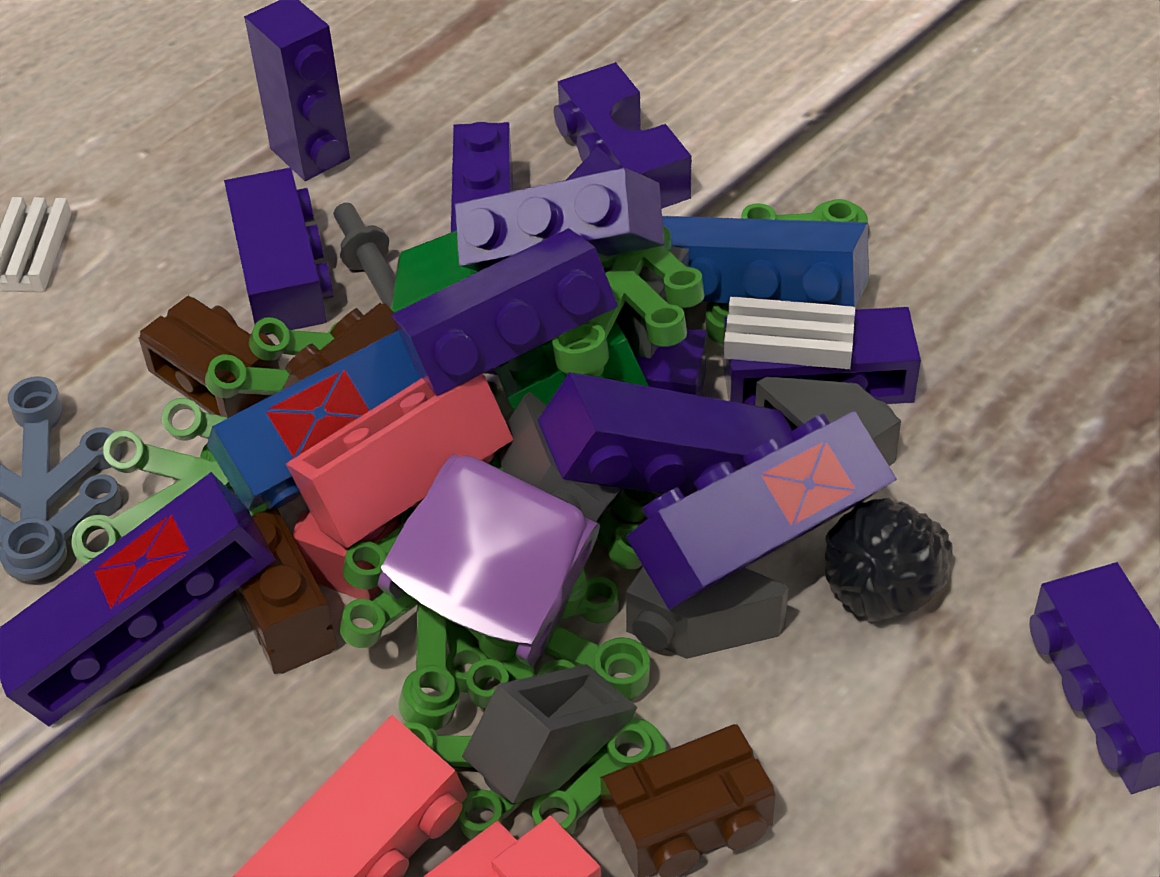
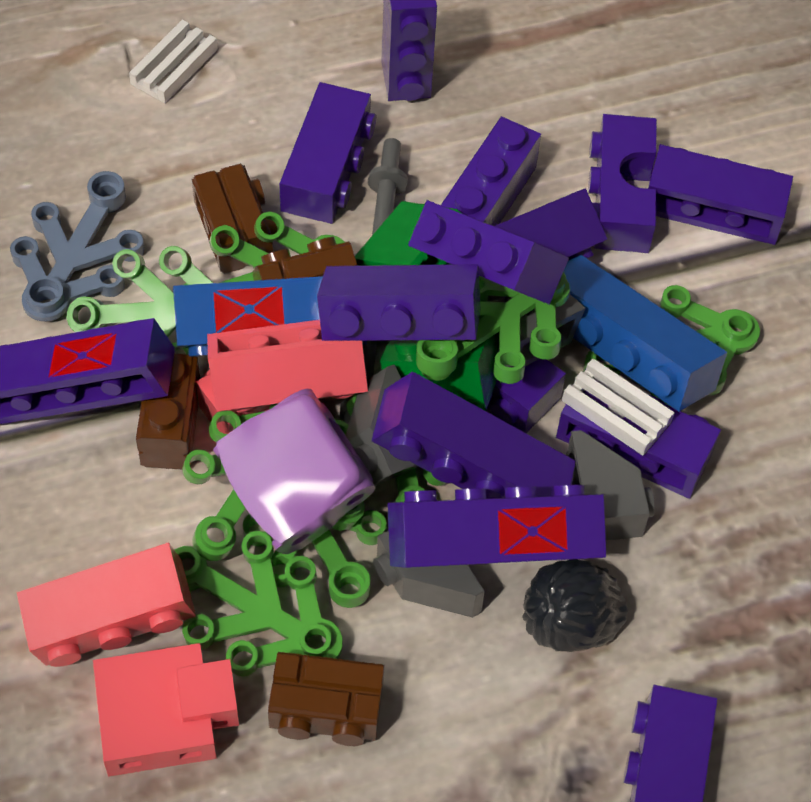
camera: 25 degrees right, 10 degrees up
(545, 730) = (263, 602): dark grey slope -> none
(731, 105) = (720, 194): none -> dark purple brick

